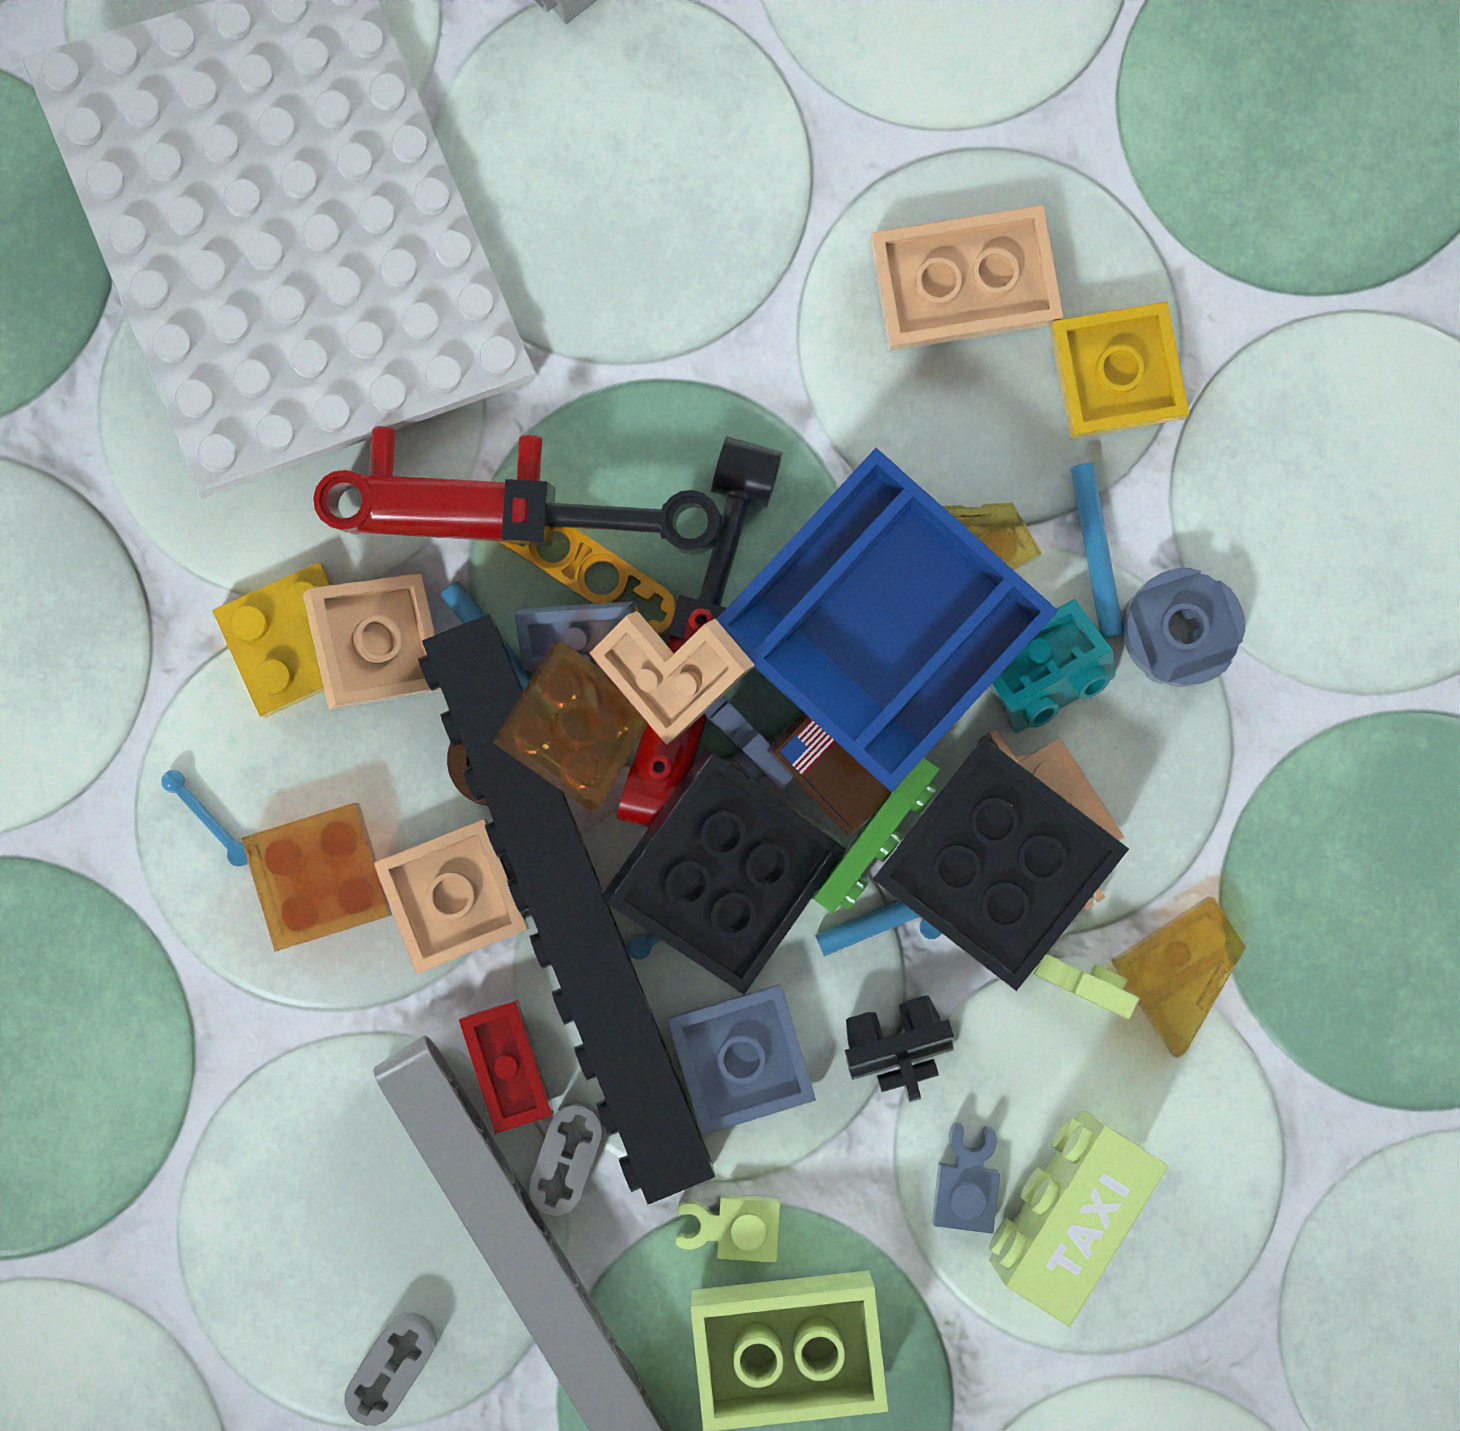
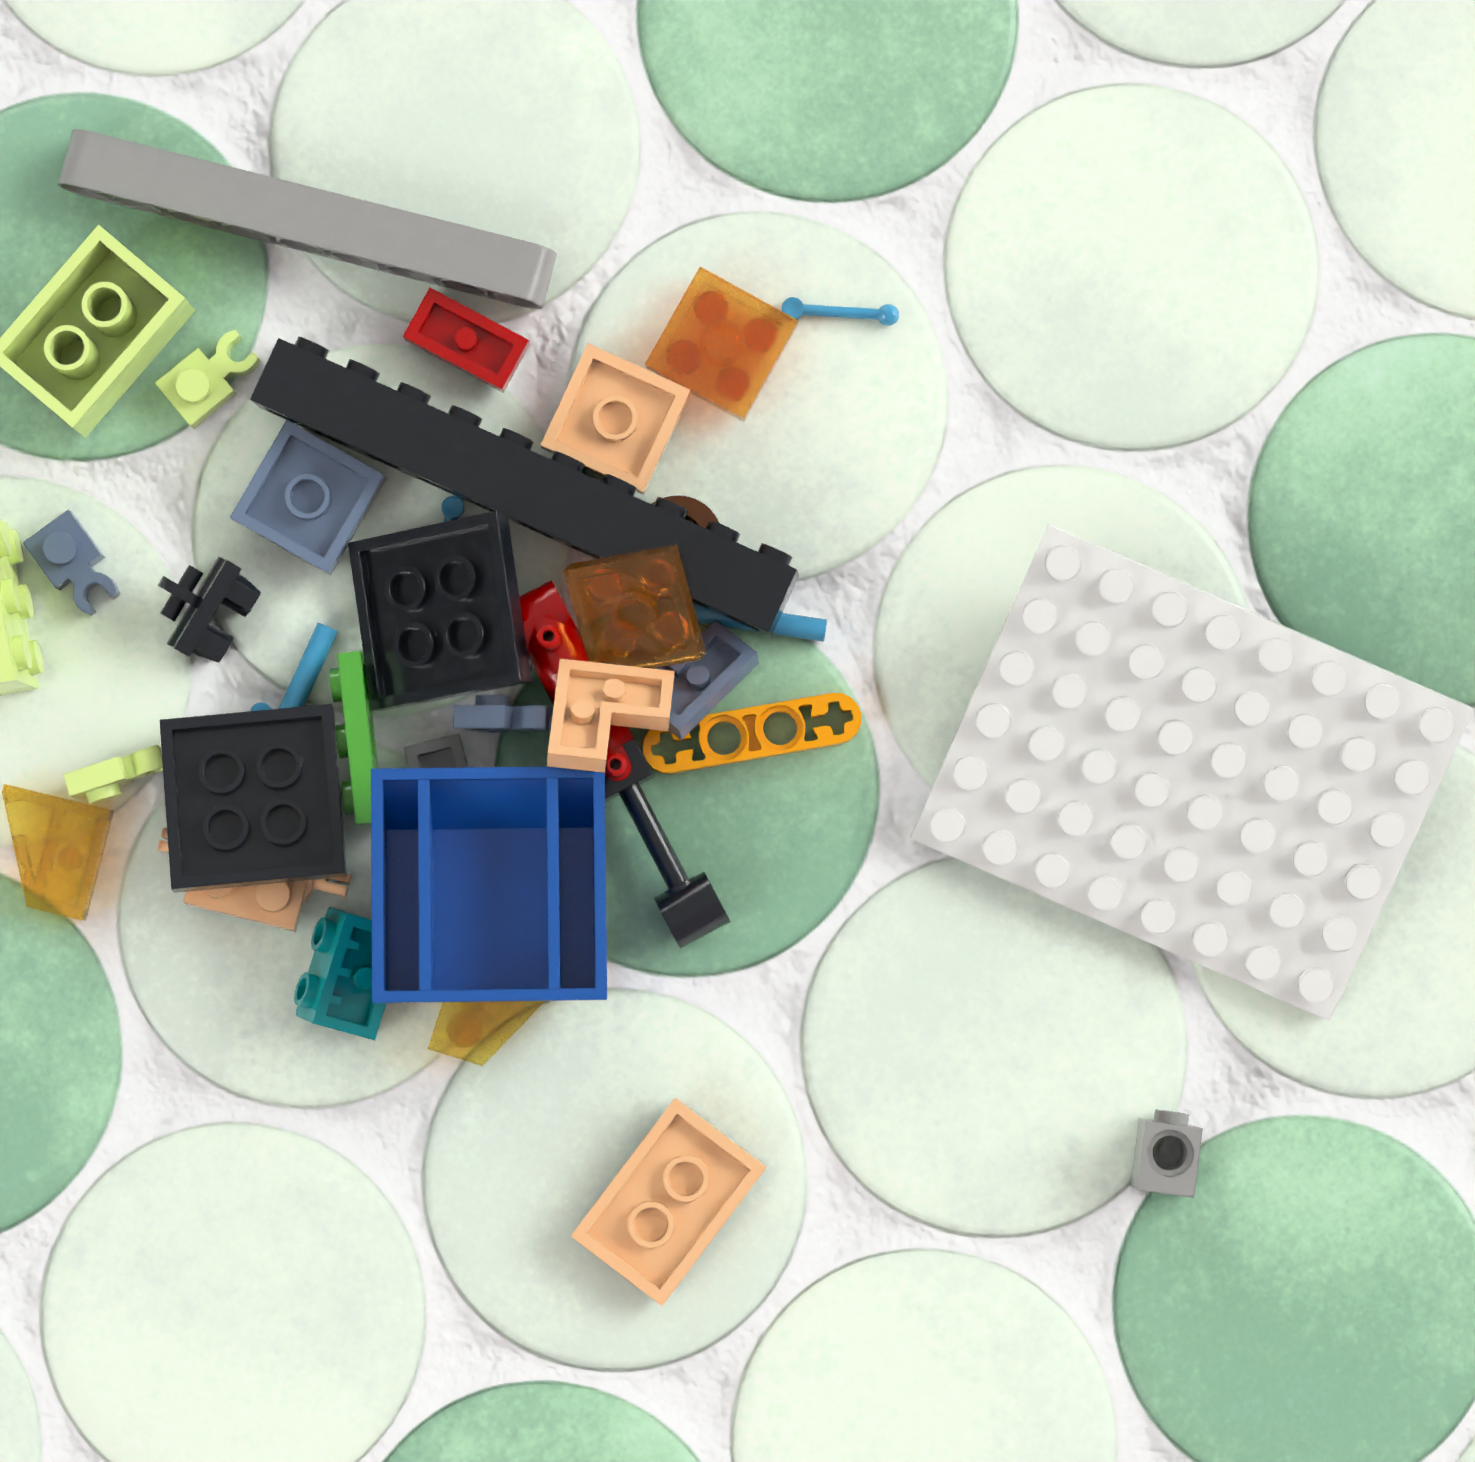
camera: 140 degrees right, 0 degrees up
(274, 640) = (900, 489): yellow plate -> none
(370, 638) = (840, 540): light nougat plate -> none
(379, 1361) = (339, 67): light grey beam -> none
(506, 511) = (837, 710): red piece -> none
(579, 1163) = (377, 311): light grey beam -> none
(828, 774) = (430, 744): reddish brown tile -> none
(1097, 550) = (391, 1093): dark azure bar -> none
(1119, 370) = (496, 1237): yellow plate -> none
(1195, 596) = (246, 1102): sand blue plate -> none

